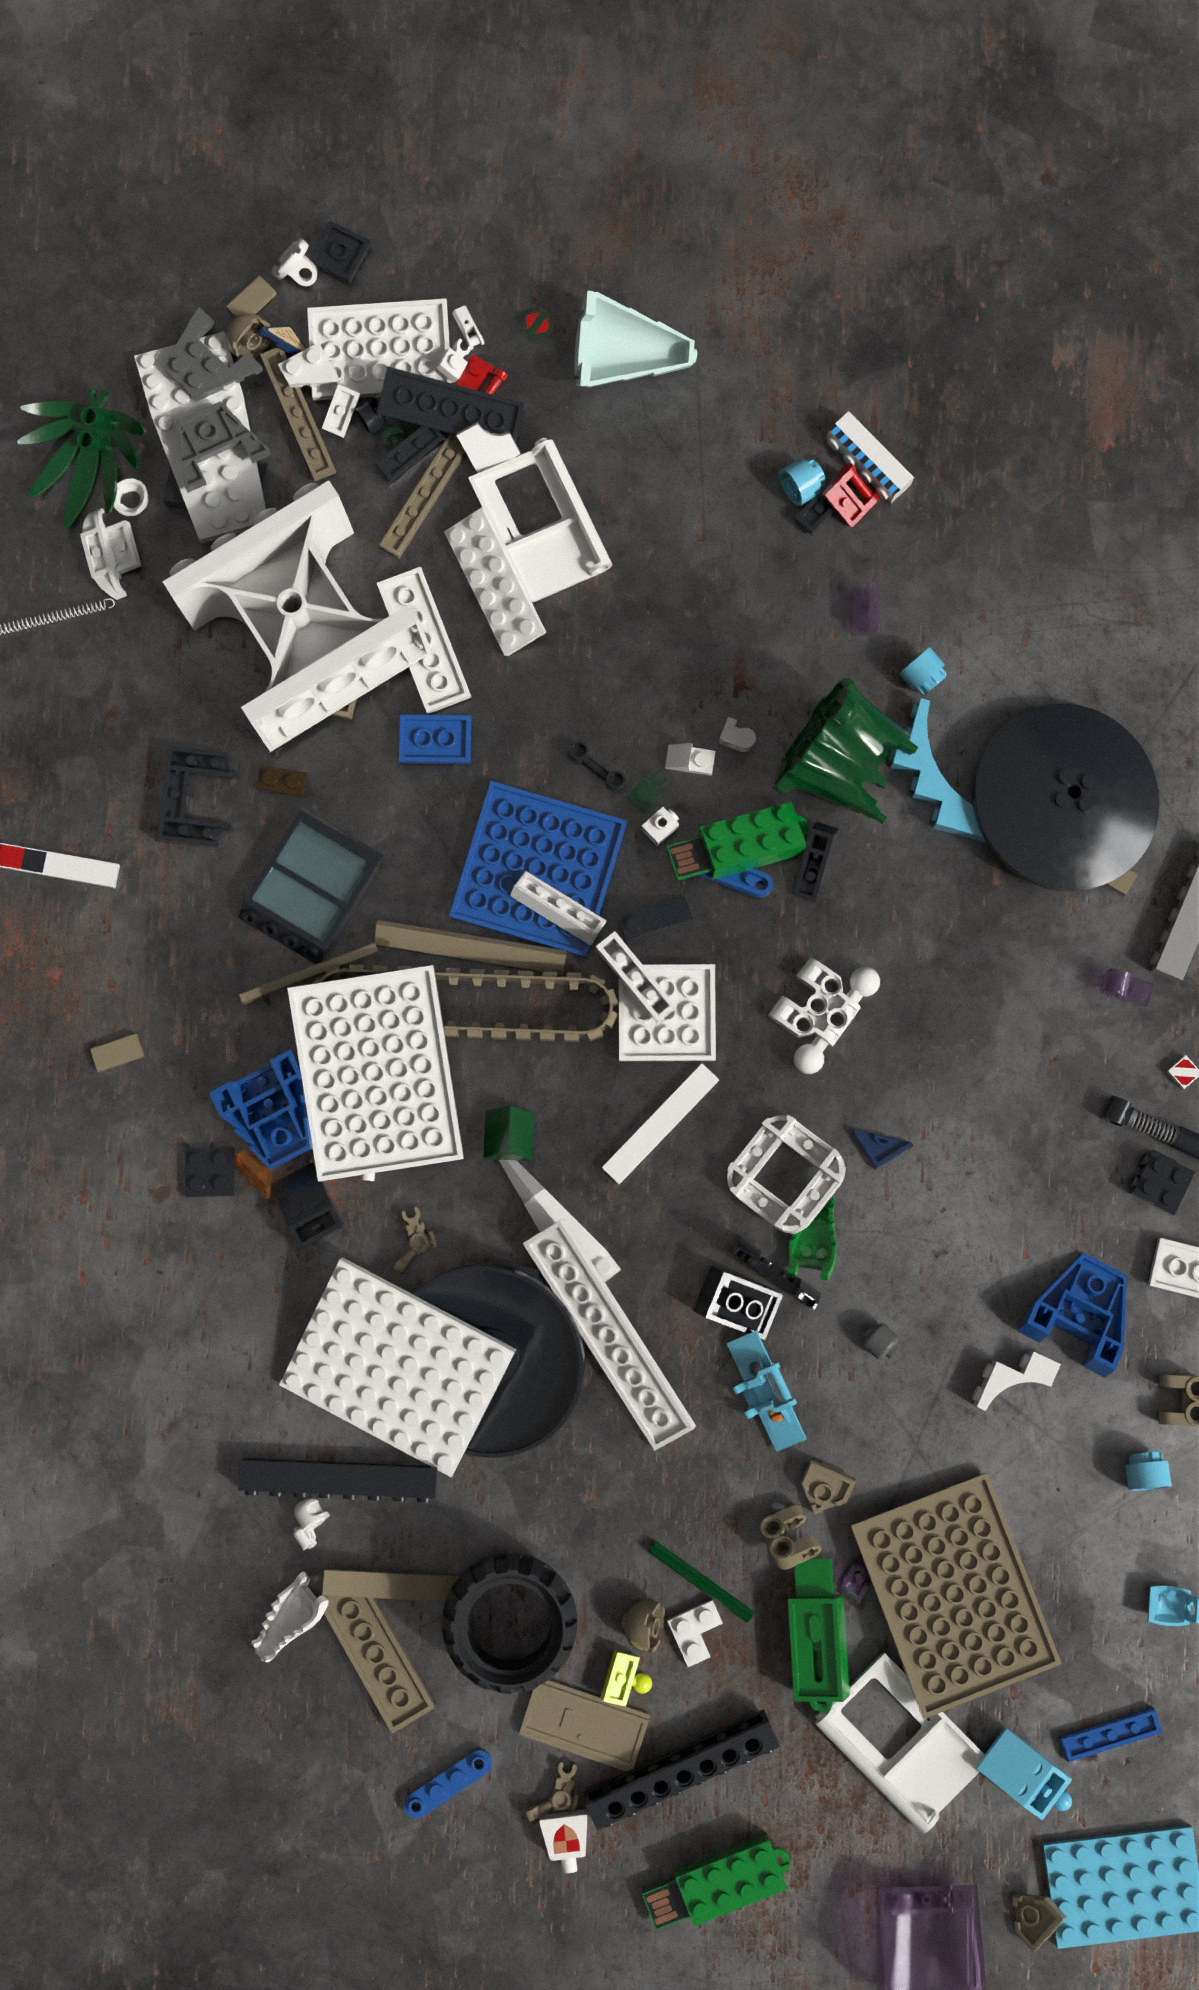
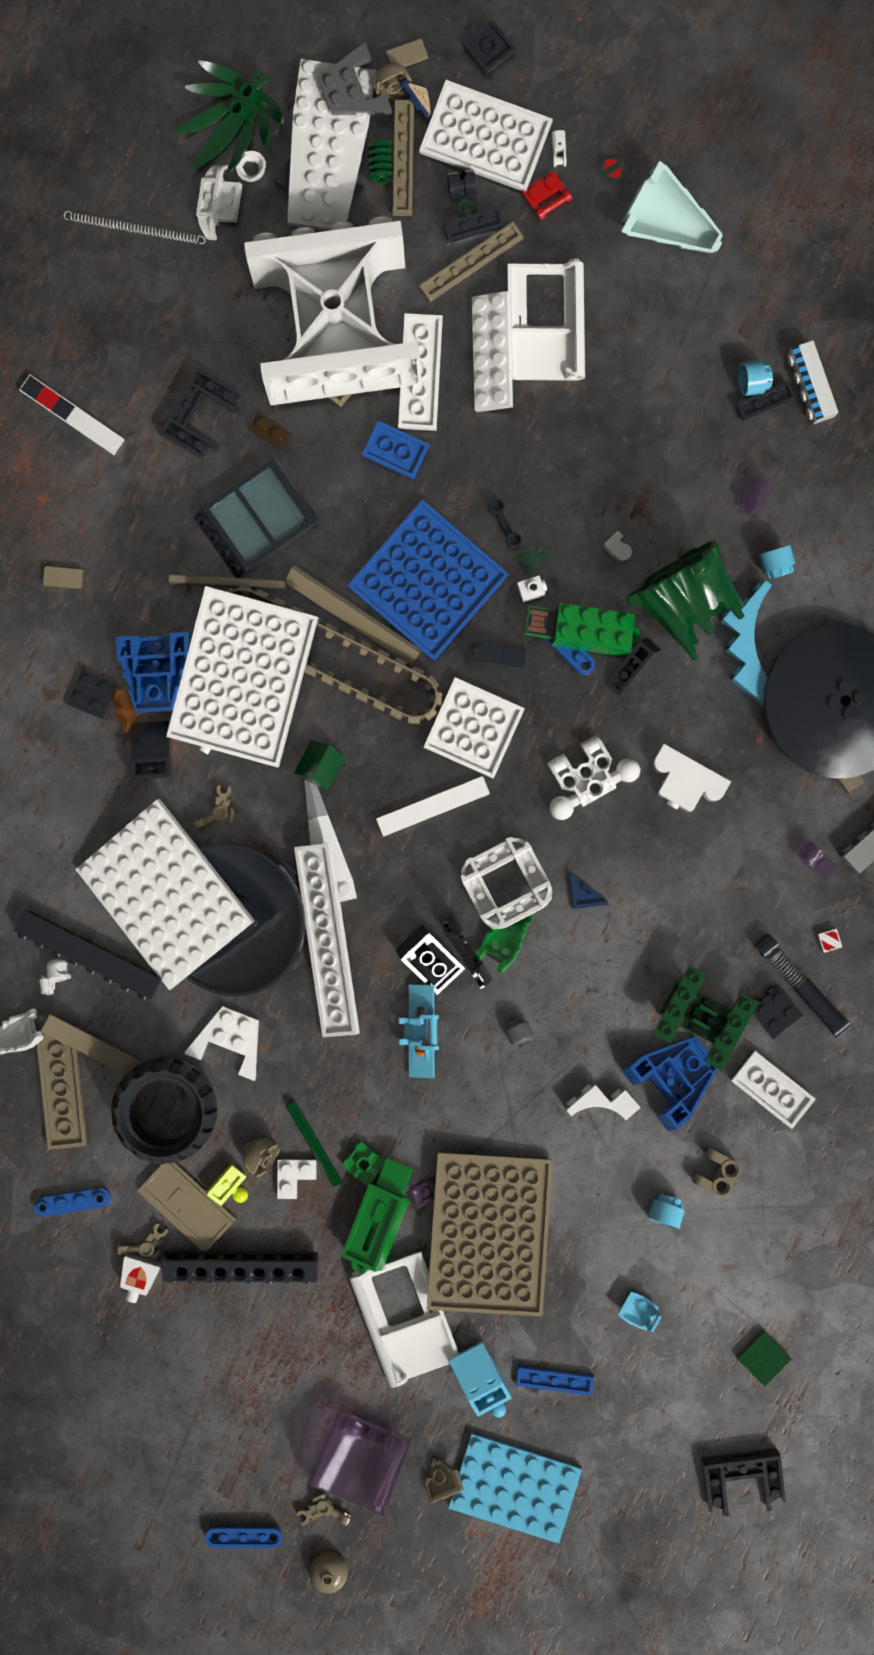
camera: 25 degrees right, 5 degrees up
(209, 434) = (330, 145): dark grey wing -> none
(273, 429) = (378, 162): none -> dark green piece
(293, 261) = (450, 39): white tile -> none
(309, 368) = (426, 127): white wing -> none
(341, 410) = (436, 170): white plate -> none
(445, 405) = (517, 205): black plate -> none
(452, 361) = (535, 169): white plate -> none
(486, 448) = (531, 248): white tile -> none
(547, 1493) = (234, 1032): none -> white wing
(557, 908) = (429, 615): white slope -> none
(635, 977) = (462, 692): white brick -> none
(690, 759) = (576, 549): white slope -> none
(719, 1883) = (232, 1356): green piece -> none
(758, 1587) = (364, 1152): none -> green piece
(798, 1551) = (392, 1154): dark tan piece -> none
(826, 1485) = (433, 1117): dark tan plate -> none
(844, 500) = (779, 408): plate -> none
(936, 963) = (686, 780): none -> white brick
(1108, 1225) = (720, 1027): none -> dark green piece

